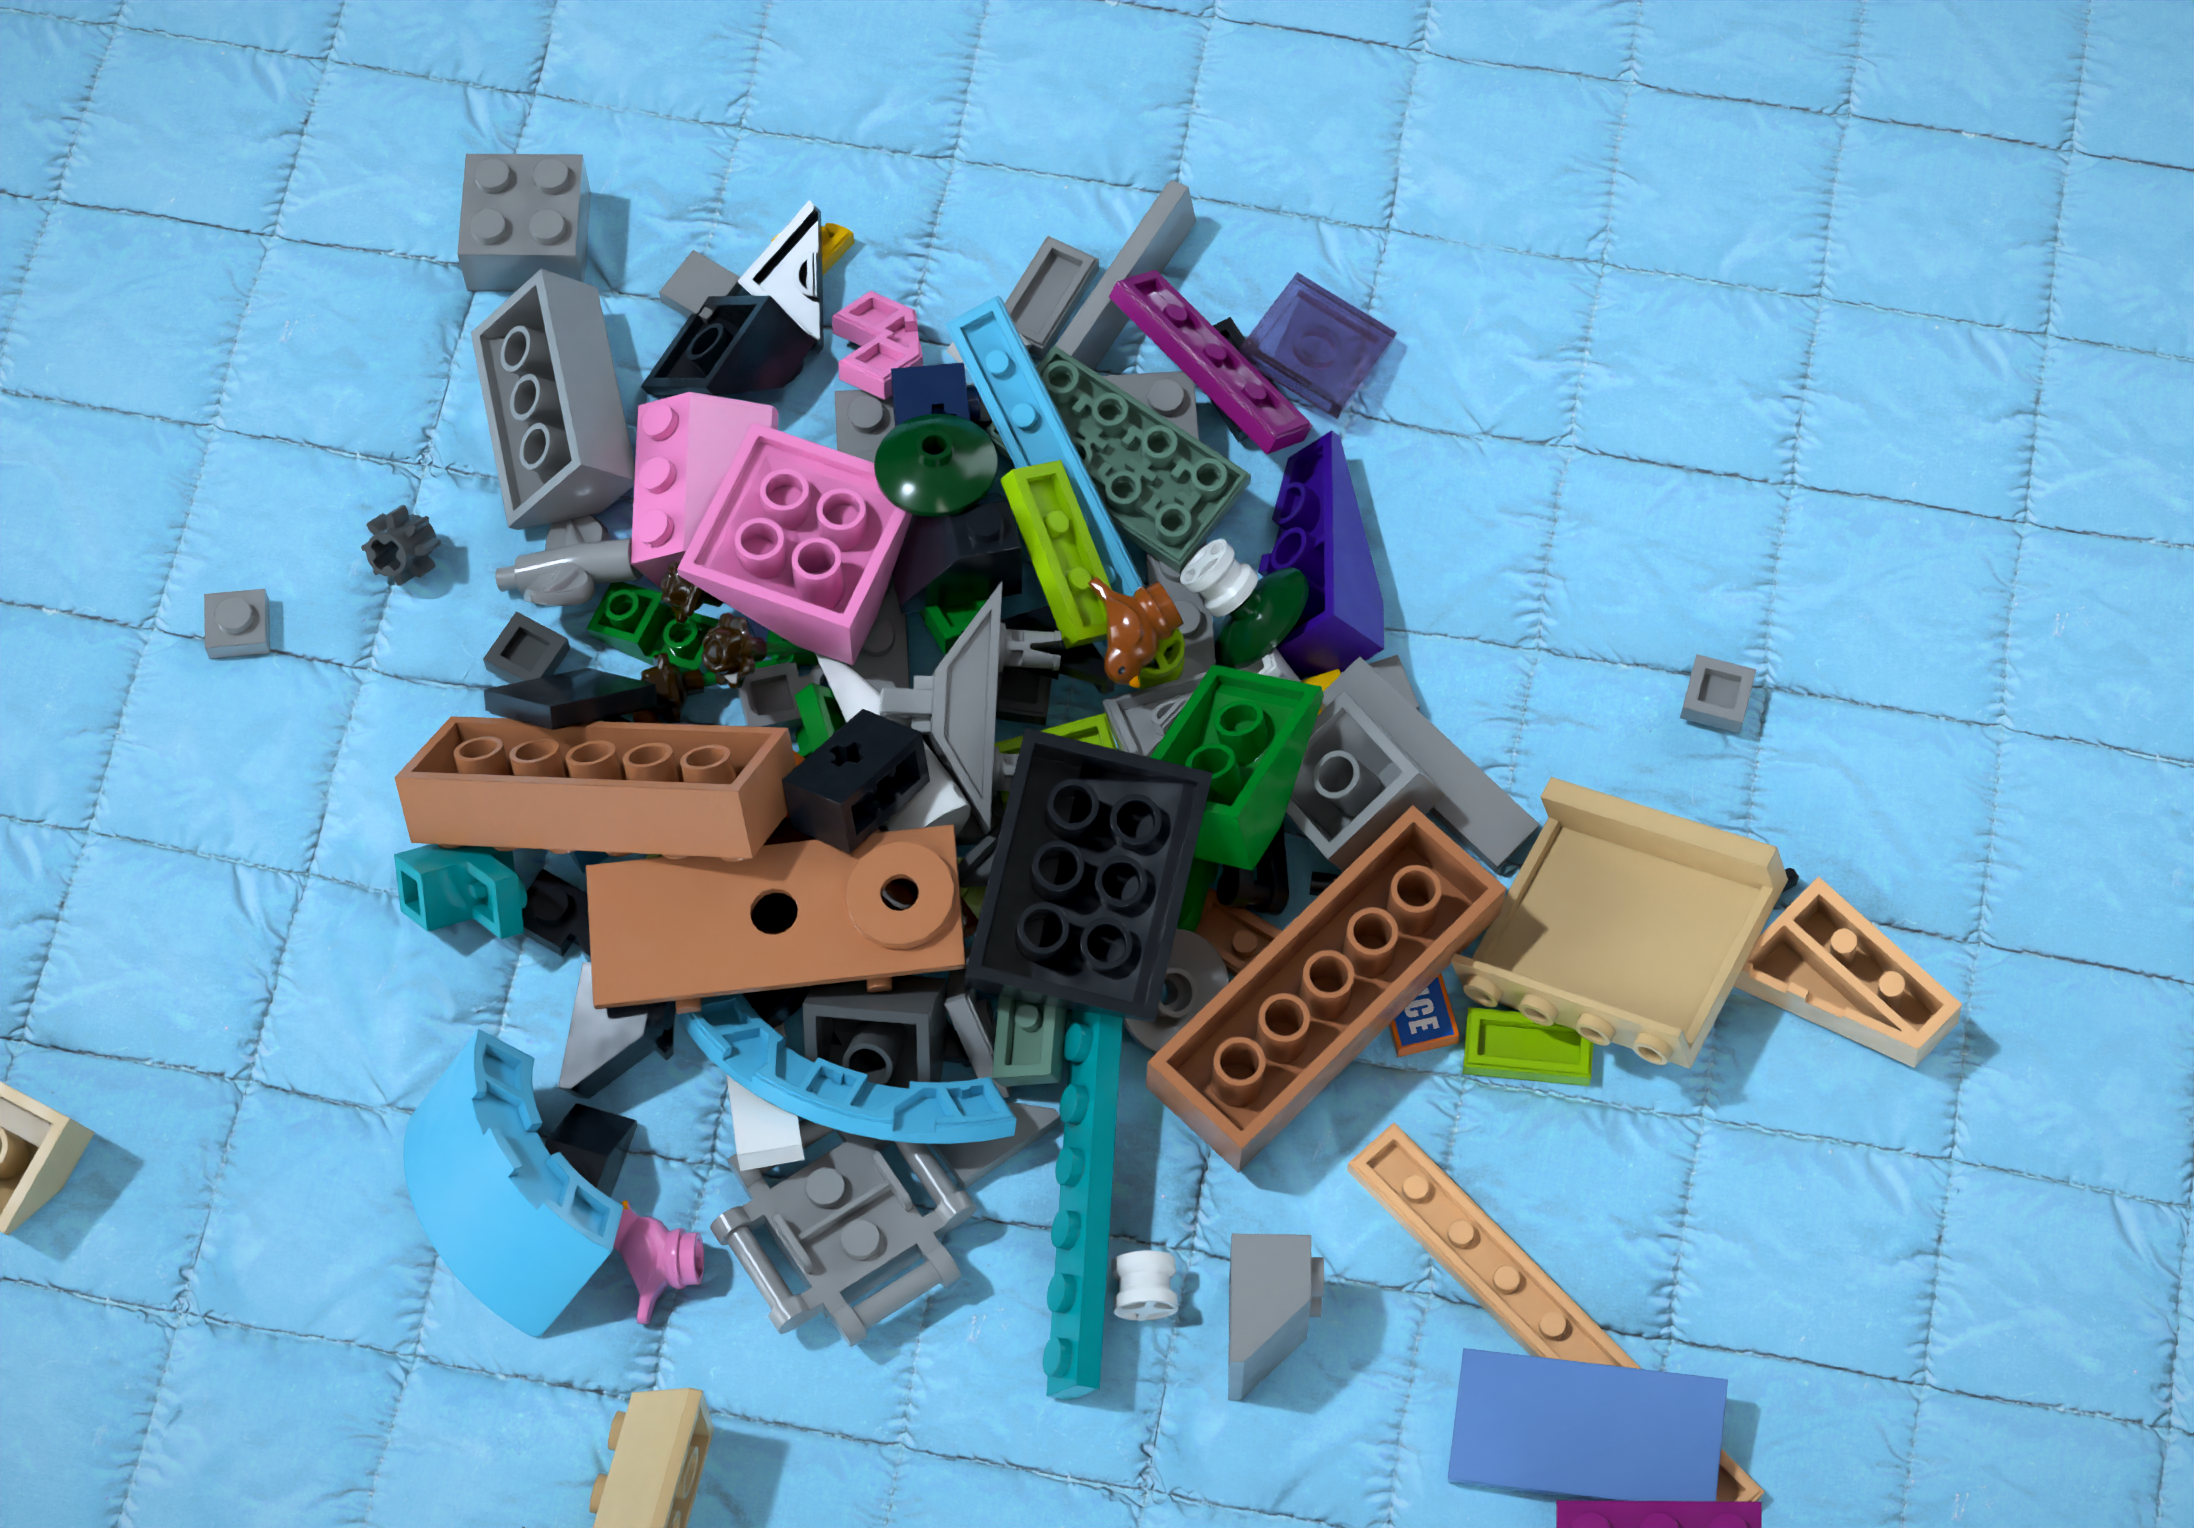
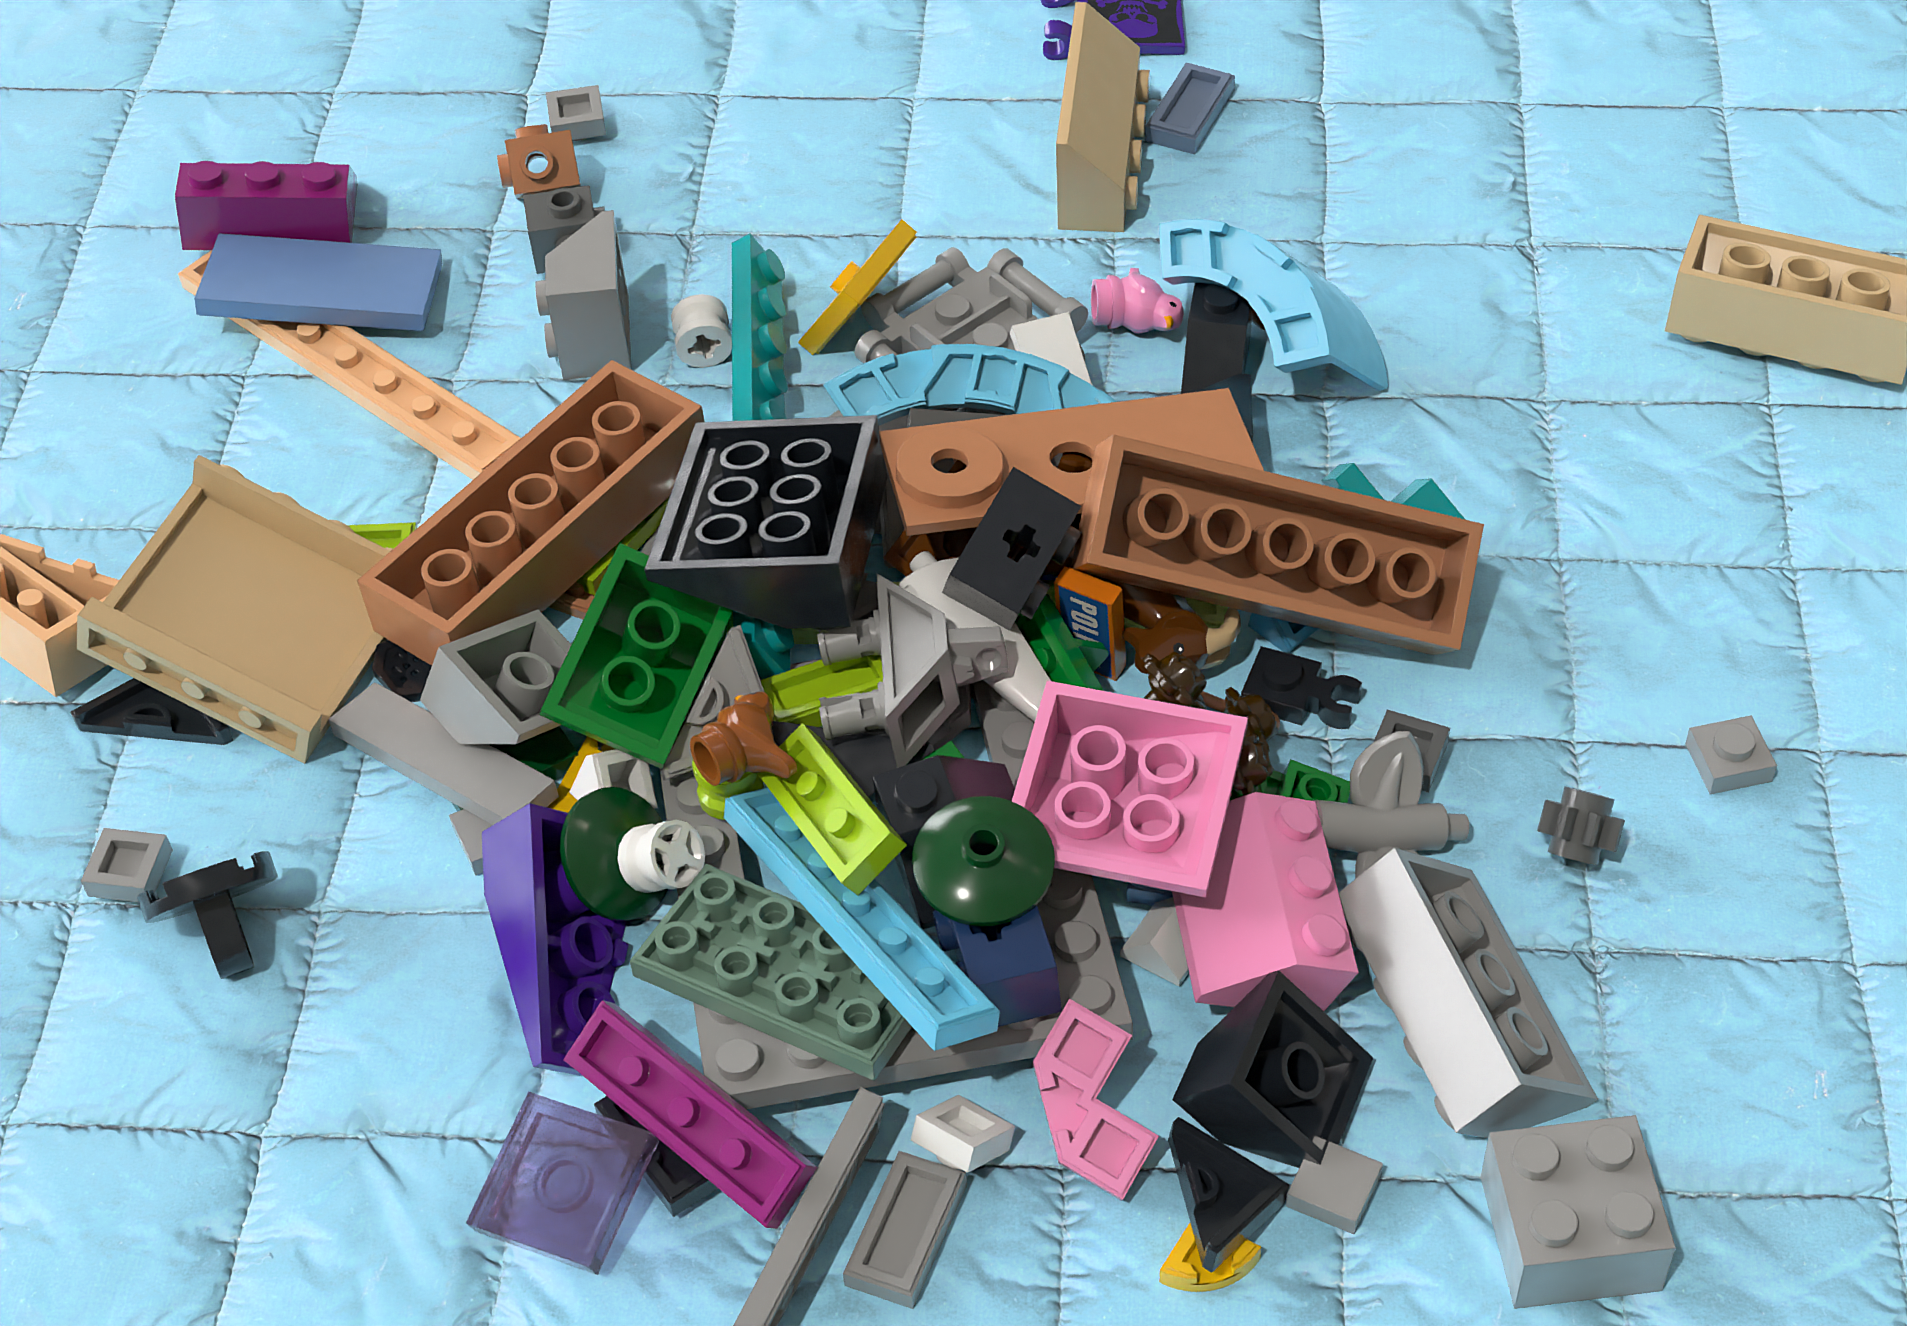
camera: 175 degrees right, 15 degrees down
(570, 698) = (1338, 664): black tile -> none
(961, 1287) = (856, 285): none -> yellow plate
(1295, 1460) = (555, 217): none -> dark grey brick
(1632, 623) = (210, 895): none -> black tile

